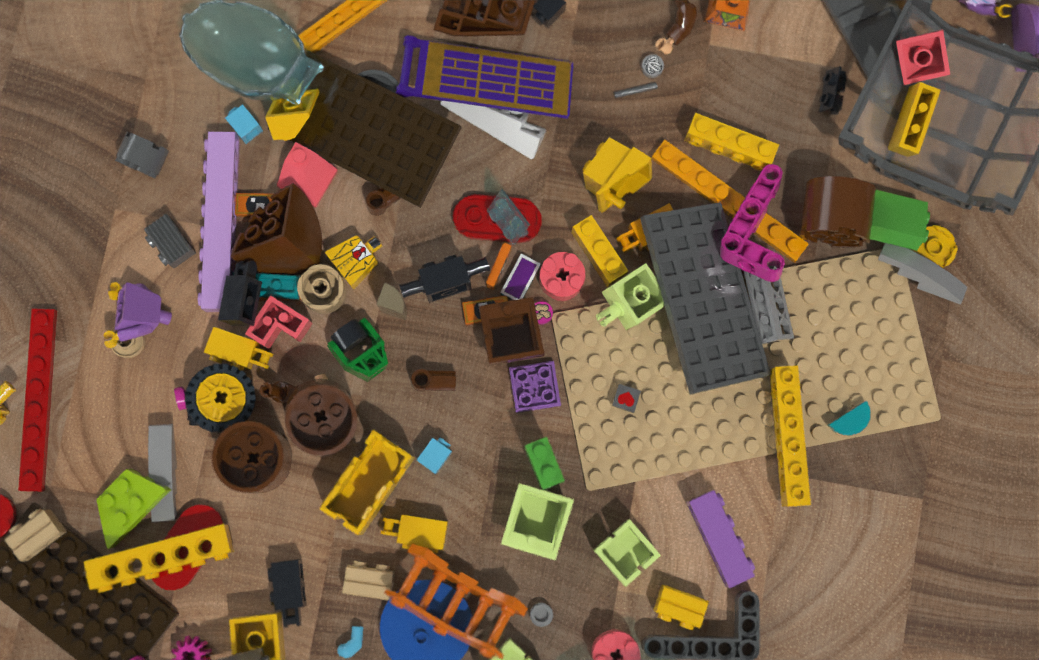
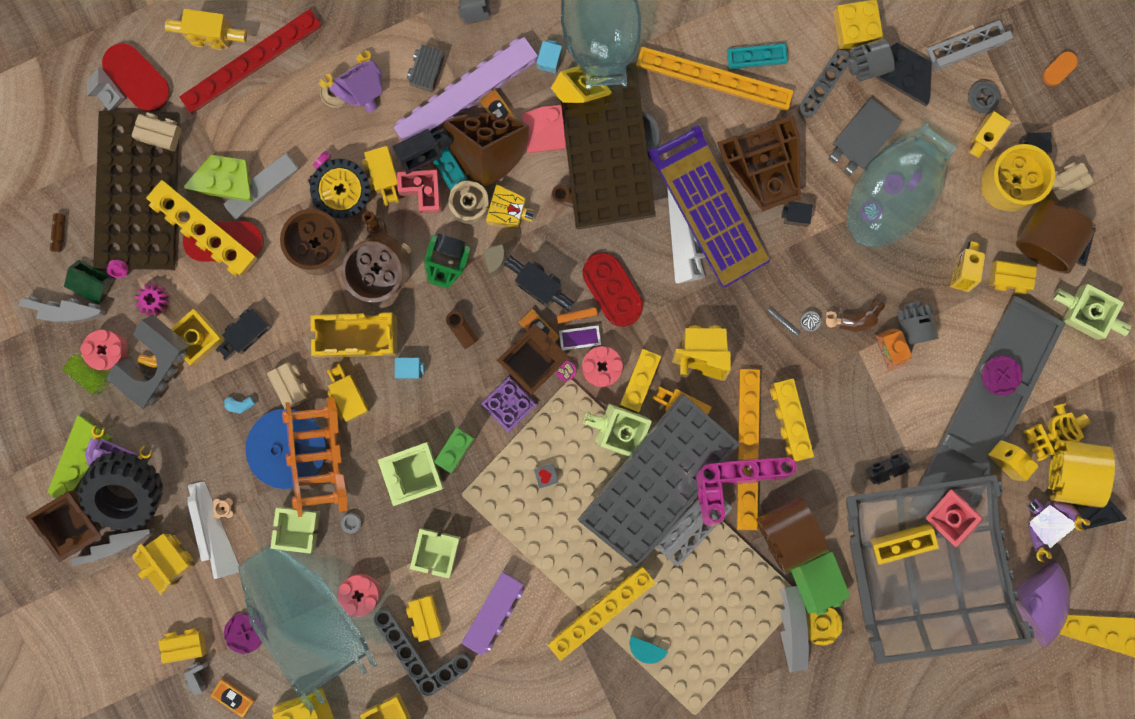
camera: 60 degrees right, 5 degrees up
(508, 217) = (617, 290): clear light blue hinge -> none

